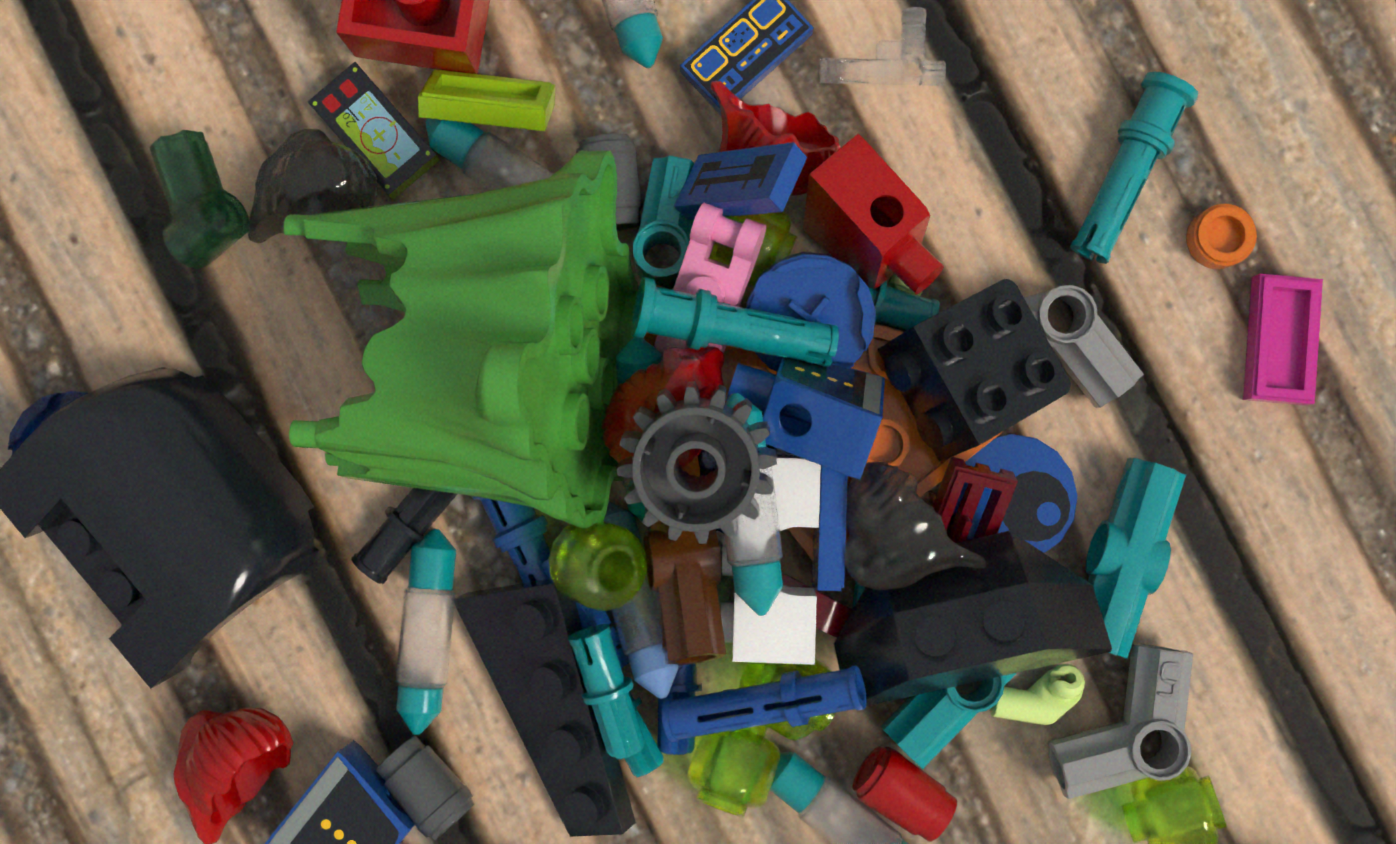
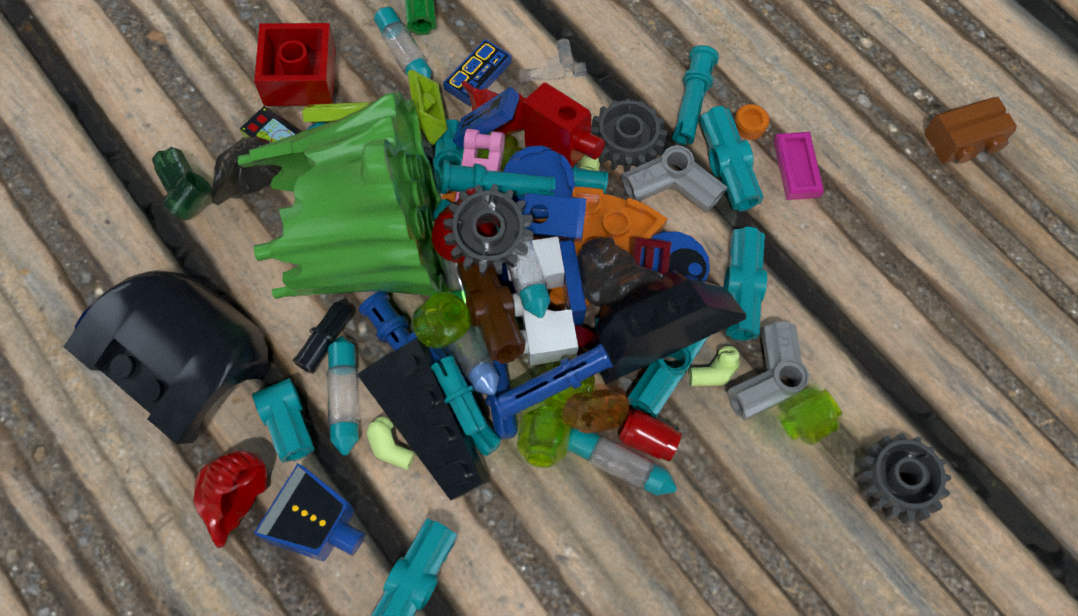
camera: 15 degrees left, 20 degrees down
(324, 642) = (281, 412): none -> teal piece
(425, 788) = (355, 485): dark grey piece -> none
(480, 727) = (383, 445): none -> yellowish green arm
(641, 121) = (428, 104): none -> lime slope
(824, 748) = (605, 410): none -> clear orange beam
(975, 369) = (631, 192): black bracket -> none
(1018, 214) = (630, 133): none -> dark grey gear
(1165, 310) = (731, 158): none -> teal piece

